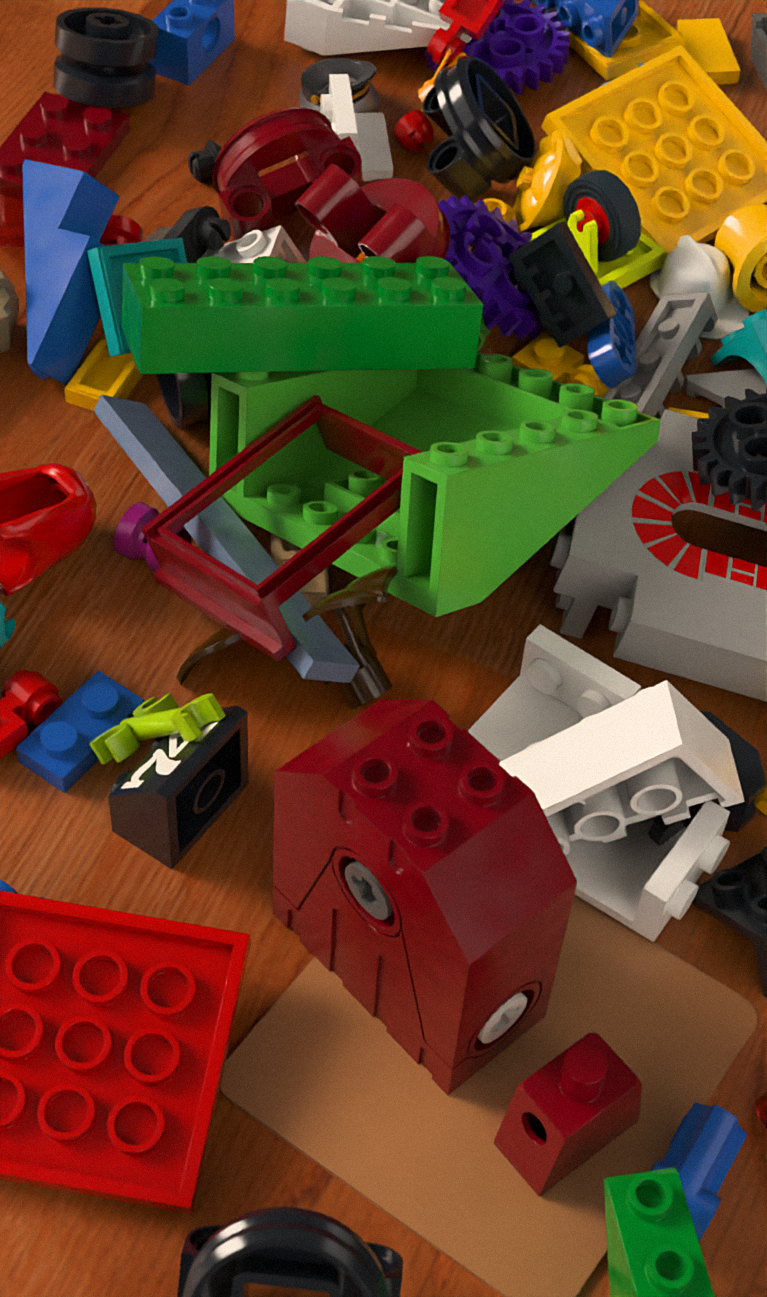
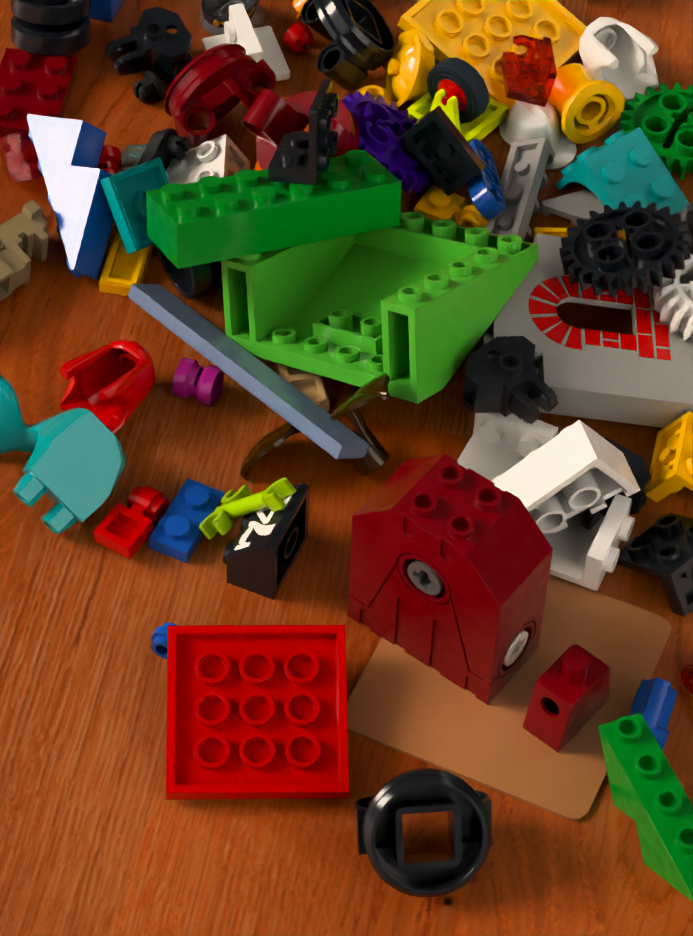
camera: 10 degrees left, 0 degrees up
(218, 107) = (152, 46): none -> black hinge
(235, 599) = (276, 413): dark red piece -> none
(364, 244) = (305, 154): none -> black bracket
(575, 608) = (507, 382): none -> black hinge
(702, 212) = (531, 74): none -> clear red hinge

